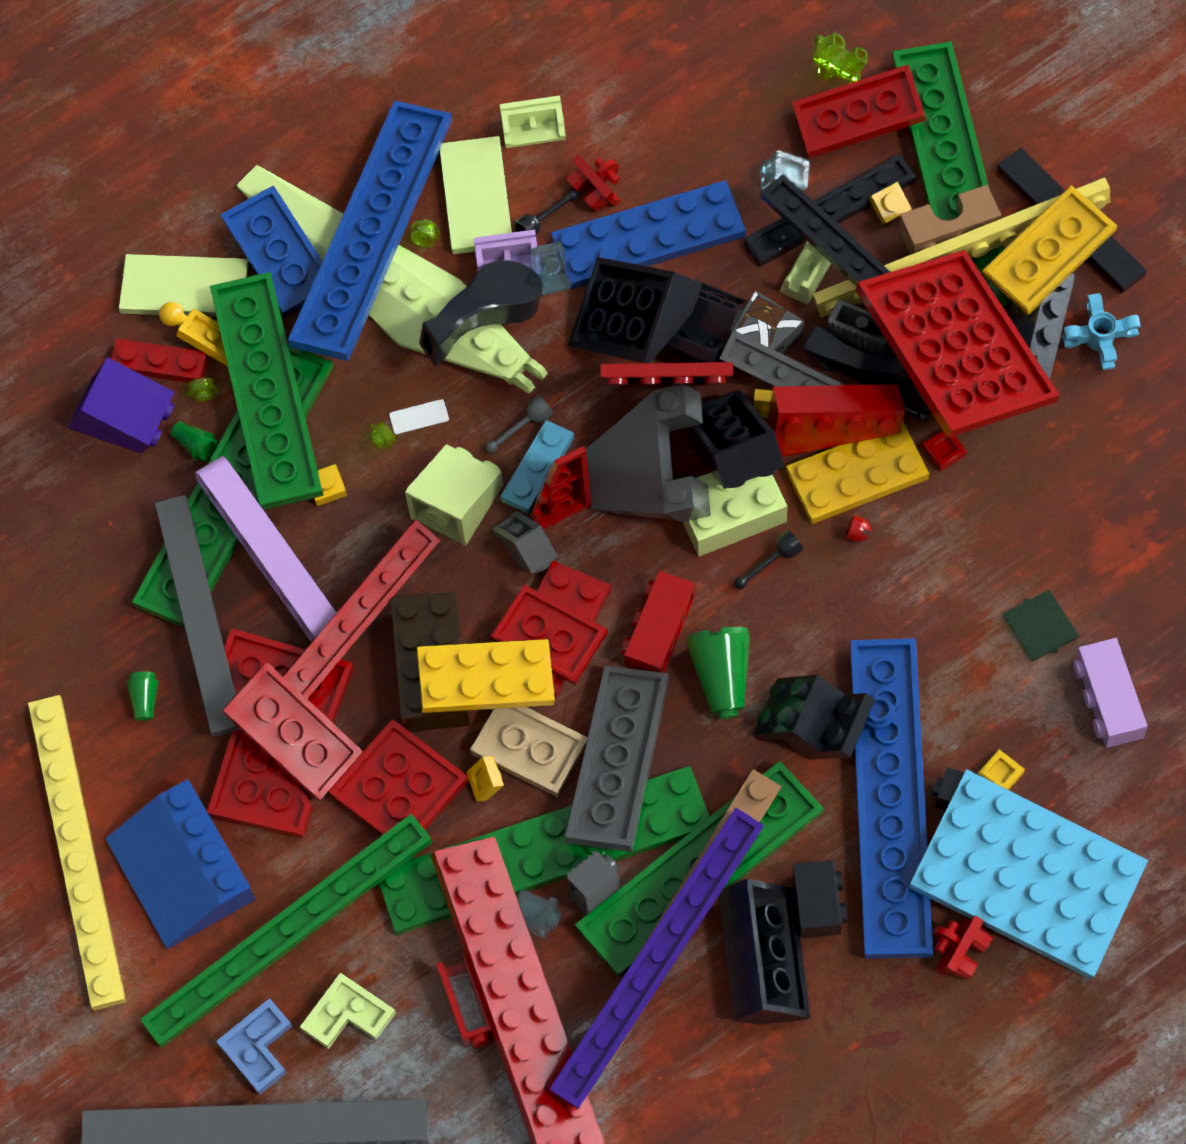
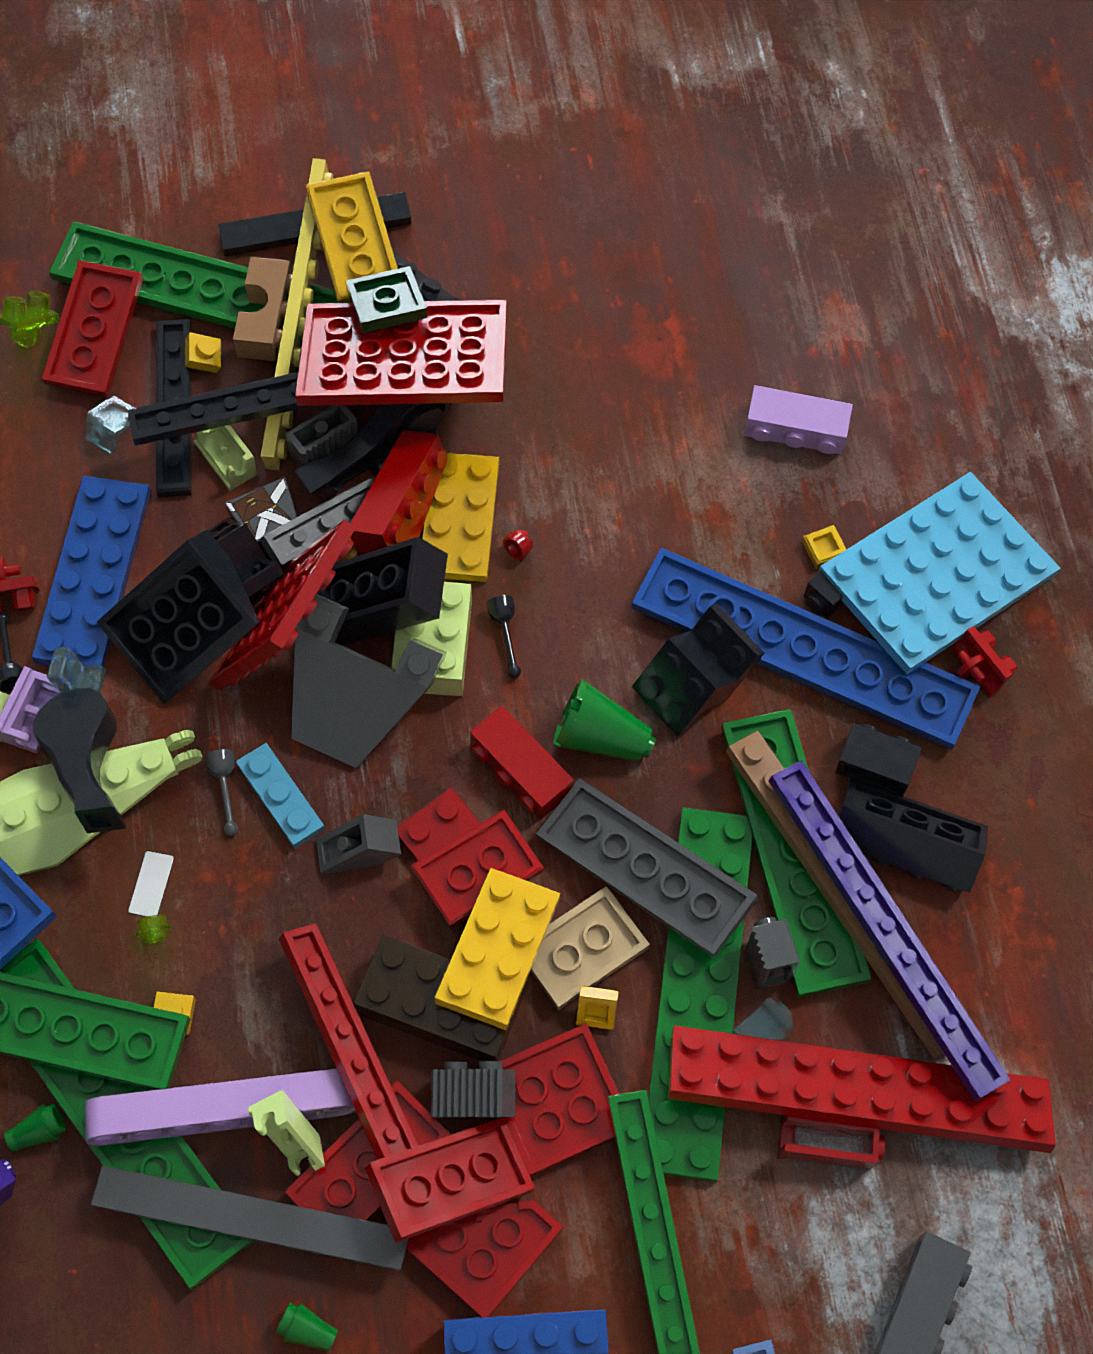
camera: 70 degrees left, 0 degrees up
(274, 604) = (288, 1130): none -> yellowish green hinge
(343, 1004) = (773, 1271): yellowish green plate -> none
(368, 719) = (473, 1091): none -> dark grey brick
(454, 493) = (267, 885): yellowish green slope -> none
(563, 489) = (328, 773): red wedge -> none
(944, 450) = (479, 434): red tile -> none
(997, 303) = (386, 299): none -> plate
(1040, 625) = (697, 445): clear green piece -> none
(1103, 343) = (446, 243): medium azure pin -> none

